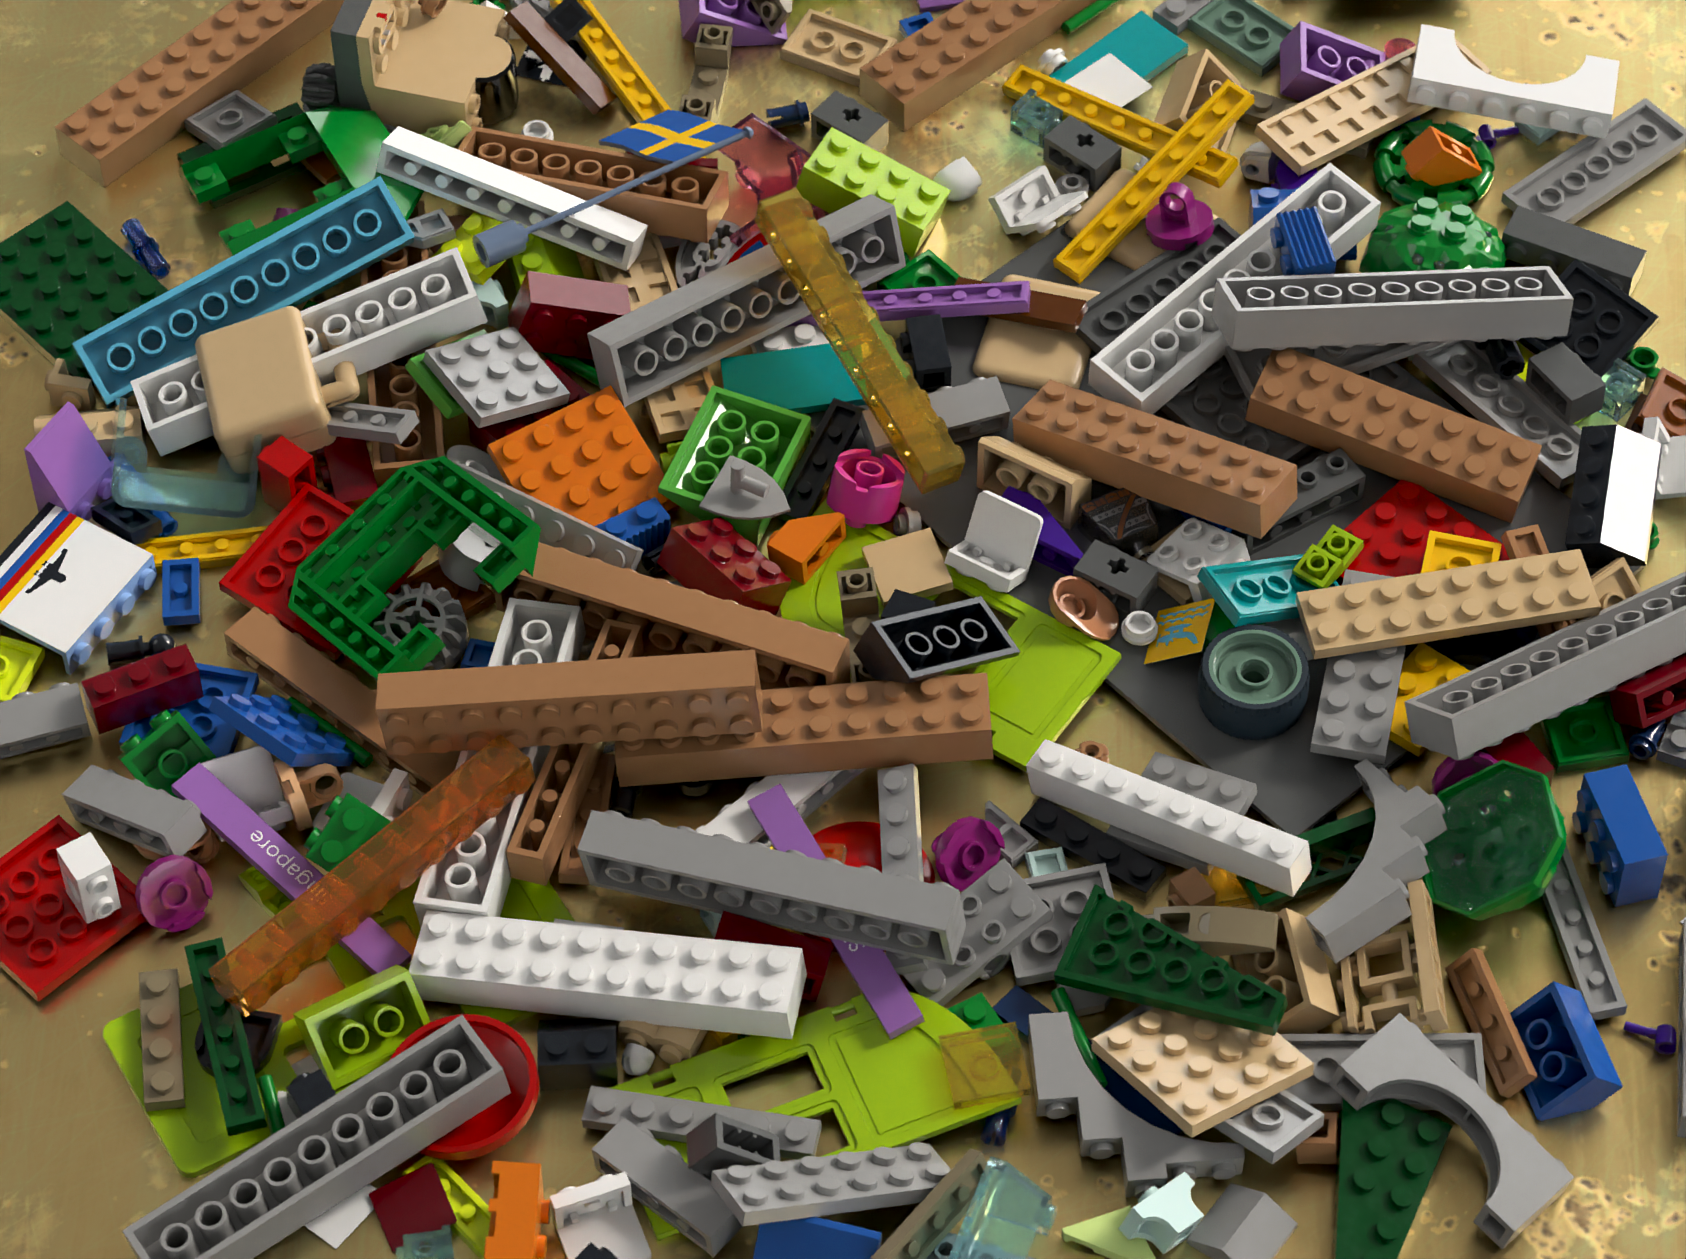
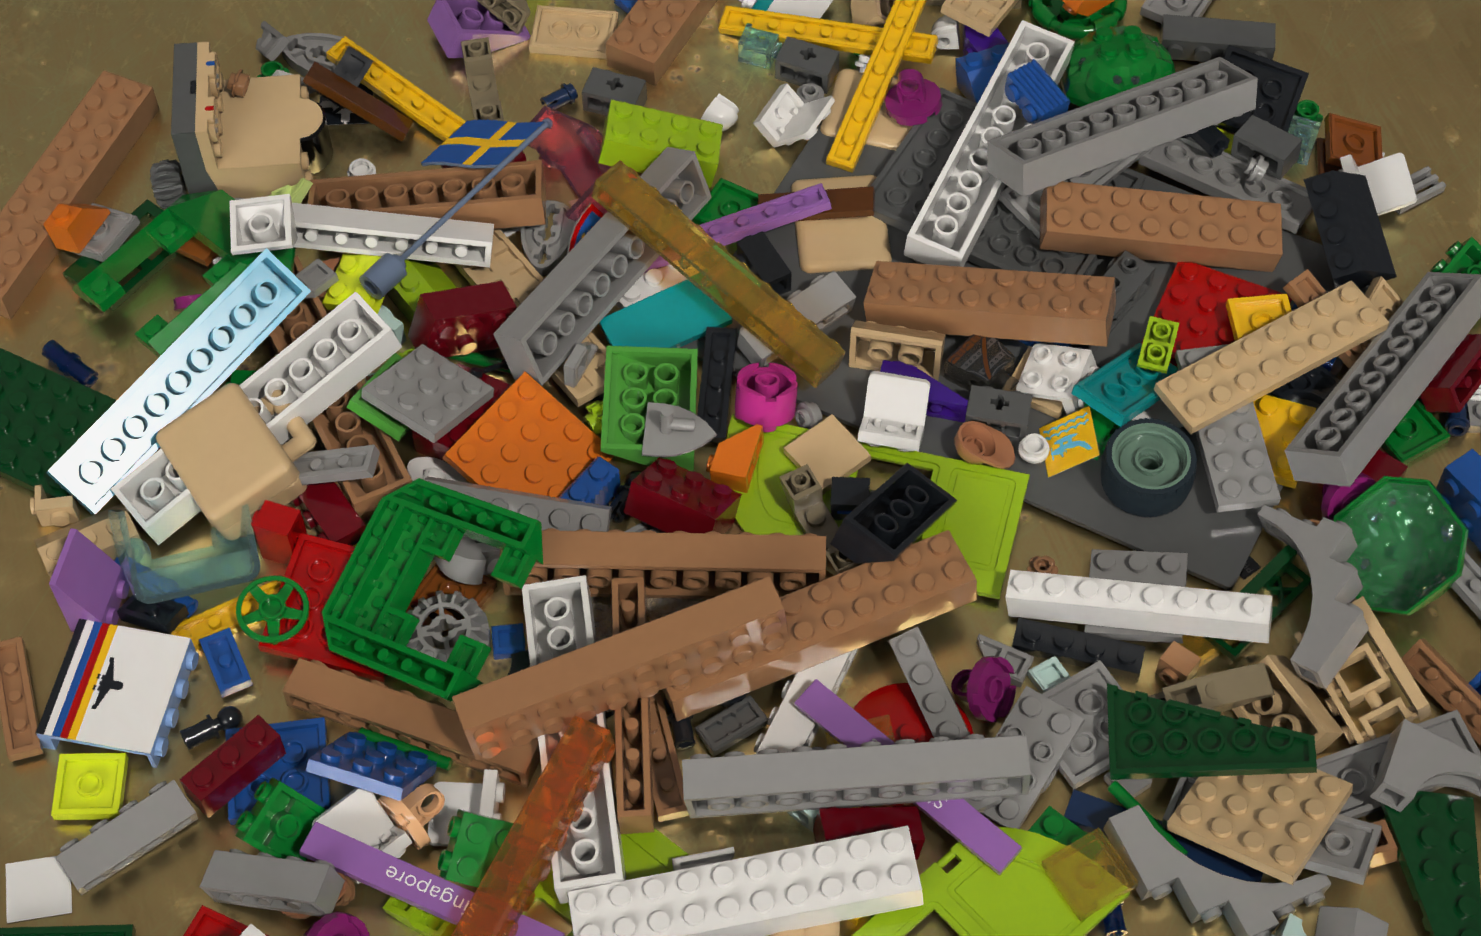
camera: 20 degrees left, 5 degrees up
(205, 105) = (74, 225): none -> orange slope
(247, 549) = (272, 610): none -> green wheel
(391, 151) = (262, 224): none -> white slope
(561, 374) = (477, 372): none -> black hinge
(675, 394) = (578, 362): none -> light grey tile
(681, 808) = (731, 725): none -> dark grey plate
(1540, 403) = (1255, 169): none -> light grey plate

